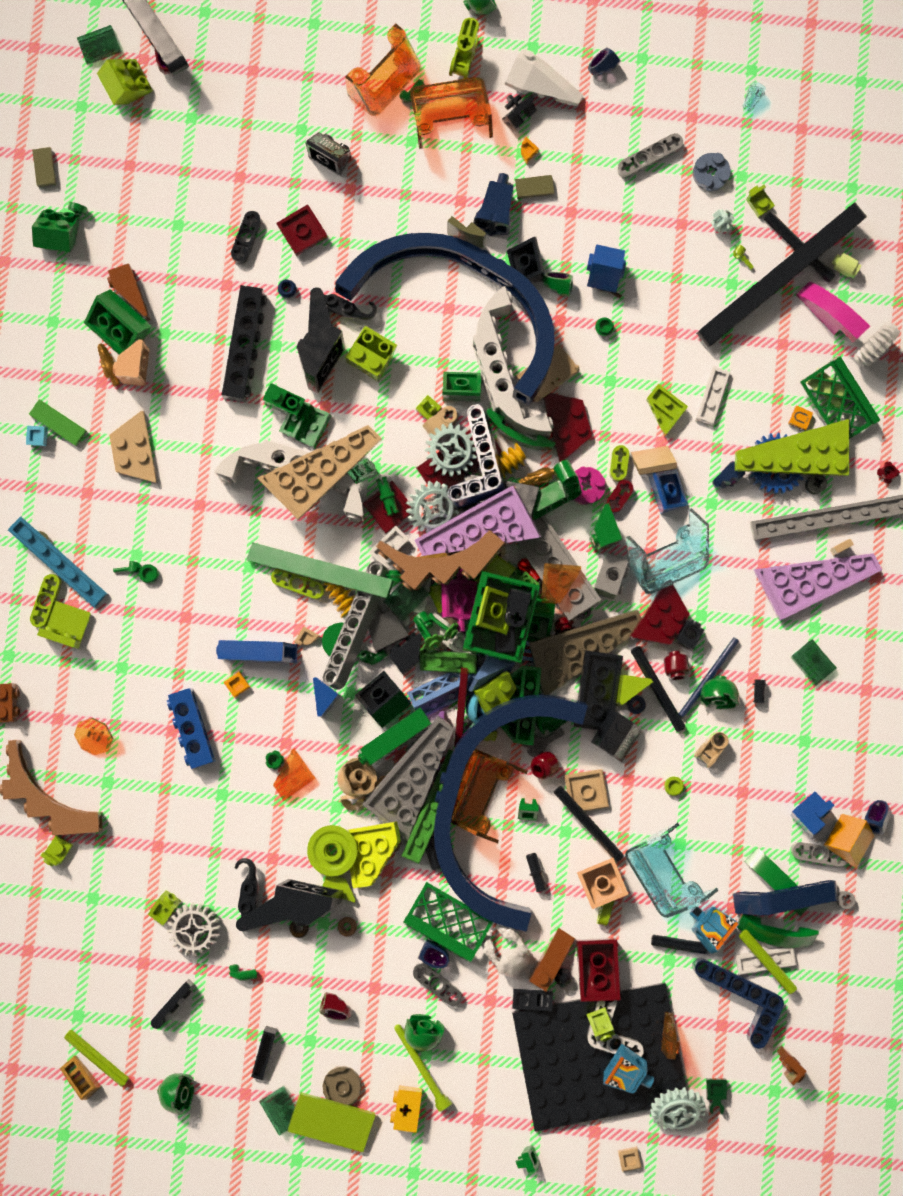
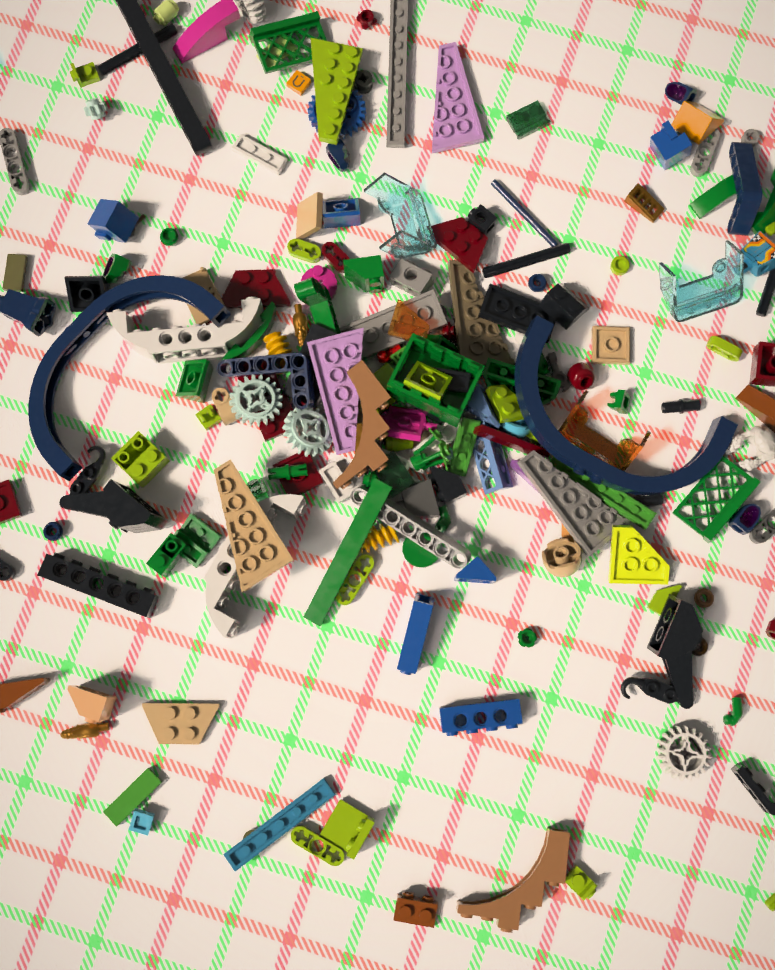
camera: 75 degrees left, 5 degrees down
(93, 736) = (469, 820): clear orange piece -> none
(116, 321) = (42, 713): green slope -> none
(133, 567) = (302, 745): green hand -> none
(148, 573) = (312, 730): green tile -> none
(164, 907) = (656, 779): lime bracket -> none
(237, 684) = (444, 661): light orange tile -> none
(293, 776) = (546, 622): clear orange wing -> none
(306, 637) = (410, 581): tan tile -> none
(319, 853) = (641, 596): lime gear -> none
(347, 803) = (587, 564): tan piece -> none
(383, 699) = (487, 517): black slope -> none
(393, 737) = (529, 511): green slope -> none
(471, 233) = (47, 334): olive slope -> none
(517, 603) = (429, 357): black piece -> none
(588, 823) = (643, 348): black axle -> none
(602, 883) = (702, 345): light nougat slope -> none
(630, 686) = (523, 280): lime slope -> none
(665, 408) = (261, 197): lime wing -> none
(676, 665) = (508, 238): dark red head -> none
(711, 749) = (592, 226): tan piece -> none
(714, 161) = (37, 103): sand blue plate -> none
(720, 692) = (542, 203): green cylinder -> none
(739, 254) = (130, 103): lime hand -> none
(744, 789) = (640, 208): none -> pearl gold slope
(759, 690) = (545, 170): black pin -> none
(841, 547) = (427, 71): tan tile -> none

